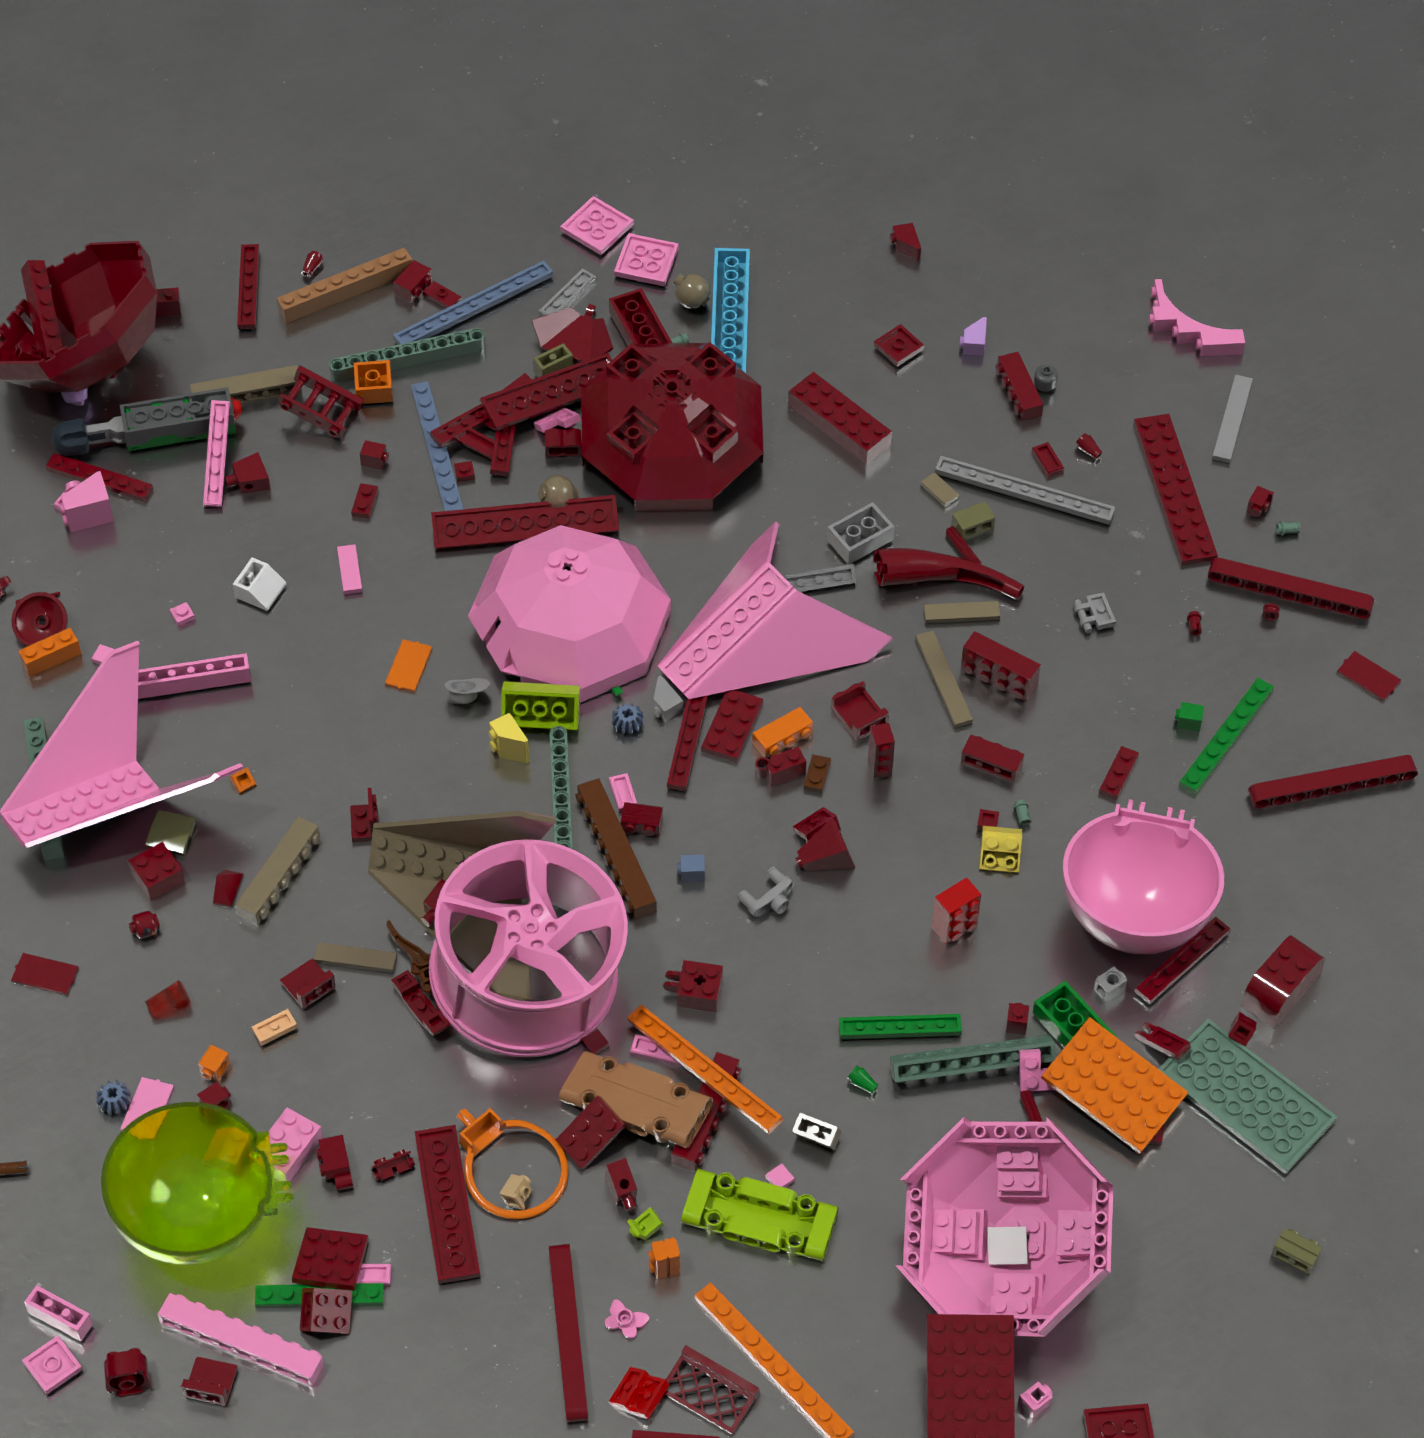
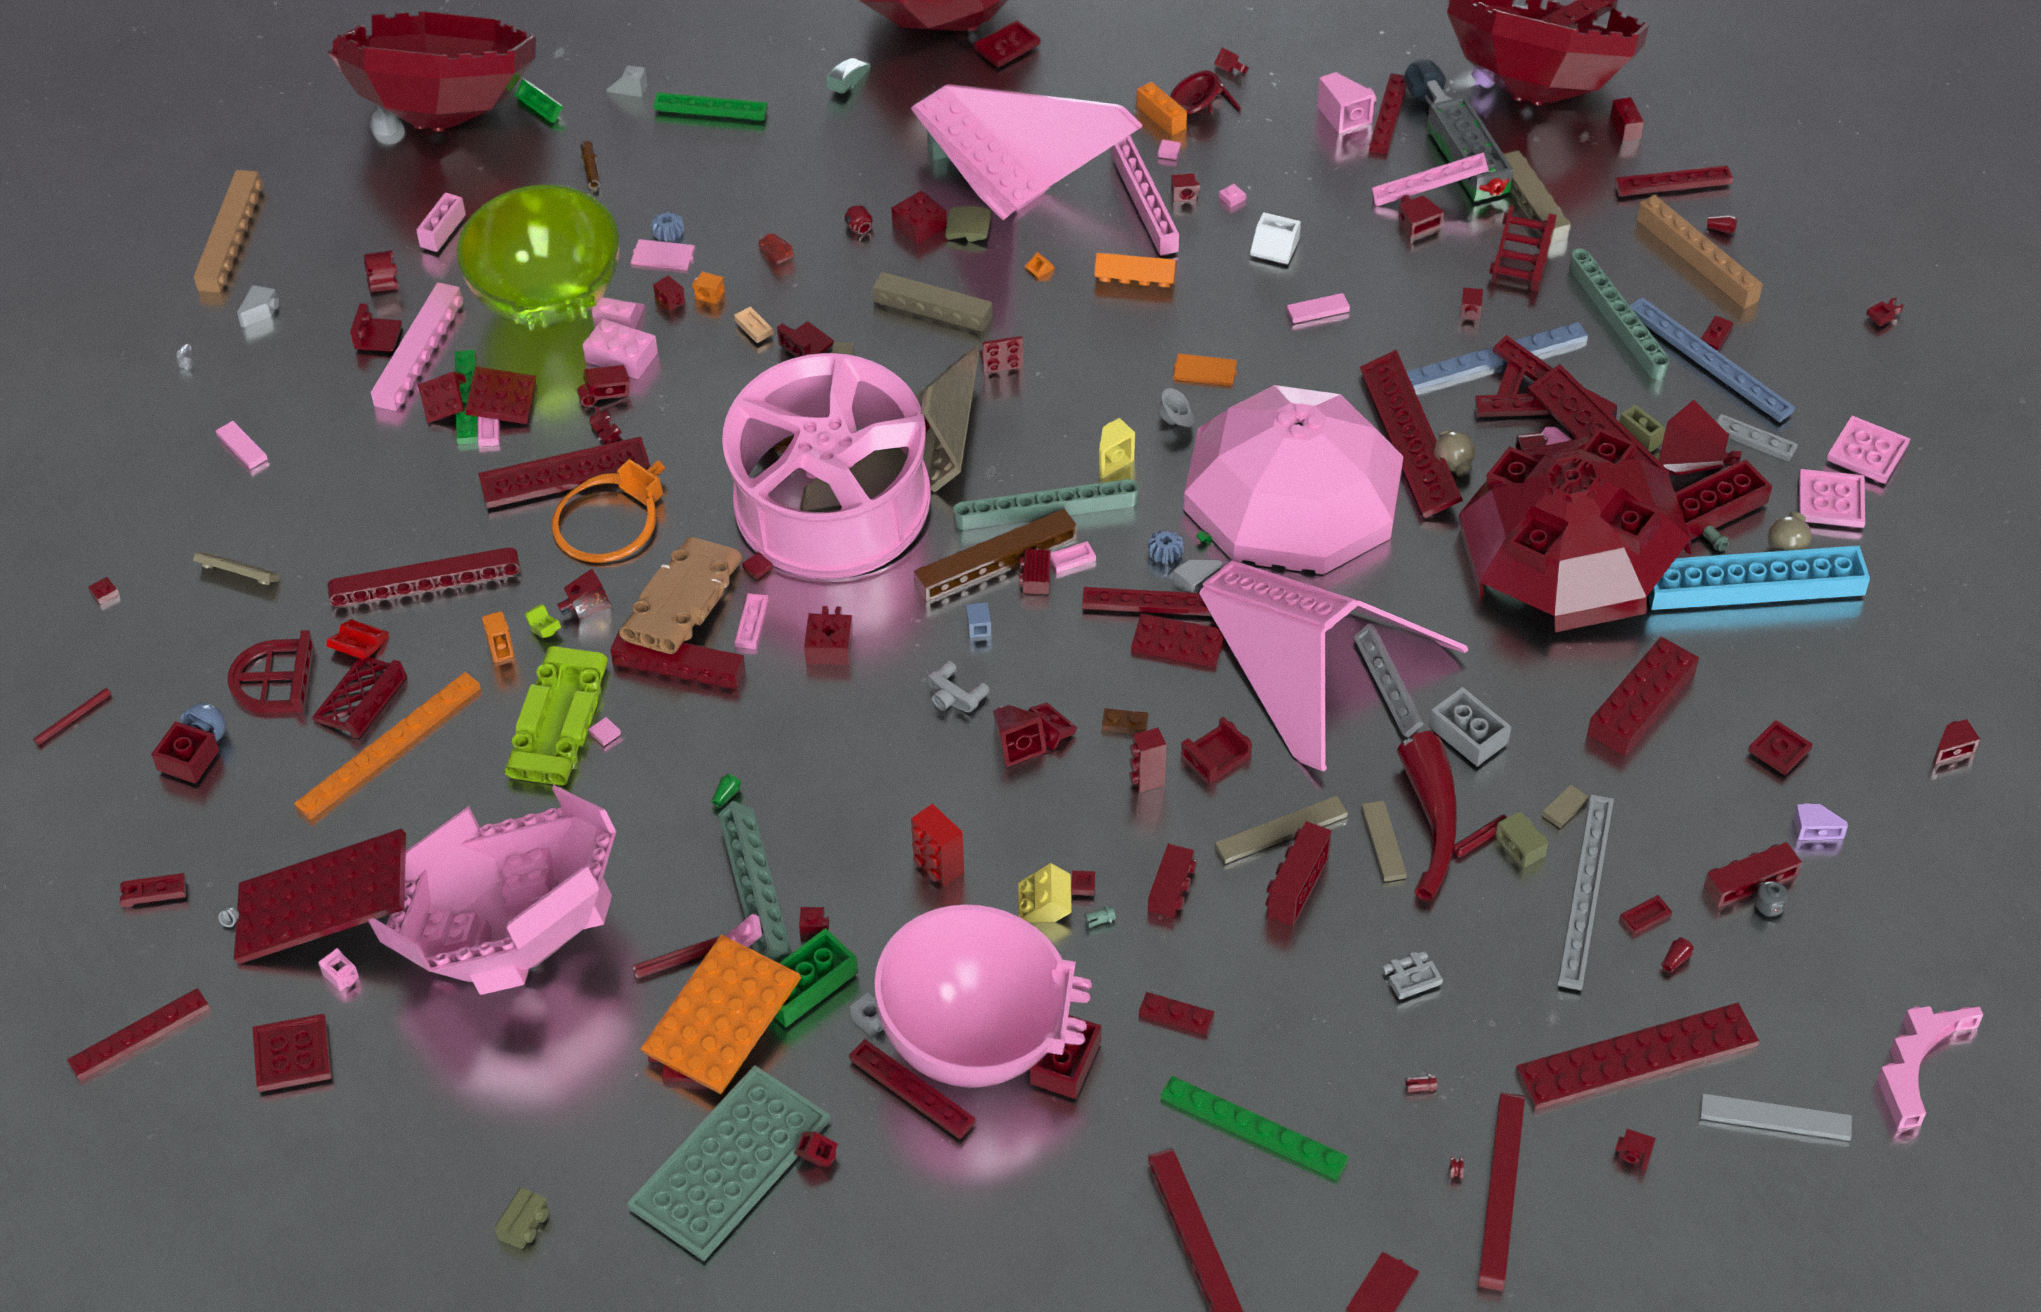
camera: 85 degrees right, 5 degrees down
(44, 974) = (801, 167): dark red piece -> none
(52, 1365) = (394, 230): bright pink plate -> none
(166, 648) = (1184, 187): none -> dark red brick
(227, 887) = (913, 268): dark red slope -> none
(269, 699) = (1135, 268): none -> orange slope
(364, 501) = (1411, 308): dark red plate -> none
(373, 381) = (1567, 287): orange brick -> none
(412, 281) = (1725, 303): dark red brick -> none
(442, 181) = (1883, 313): none -> dark red plate
(464, 471) = (1473, 381): dark red plate -> none
(516, 1191) = (575, 518): tan brick -> none
(541, 704) = (1160, 466): lime brick -> none
(591, 1132) = (641, 564): dark red plate -> none
(625, 1319) = (438, 623): bright pink animal -> none
(705, 1069) = (714, 643): orange plate -> none
(781, 766) = (1124, 685): dark red hinge -> none
(782, 733) = (1171, 682): orange brick -> none
(817, 1131) = (653, 750): brick -> none
(900, 1026) = (796, 820): green plate -> none
(1007, 1245) = (501, 927): white sticker -> none
(1163, 1041) = (791, 1068): dark red hinge -> none
(1189, 716) = (1270, 1081): green brick -> none
(1282, 981) = (886, 1187): dark red brick -> none
(1287, 528) = (1603, 1185): sand green pin -> none

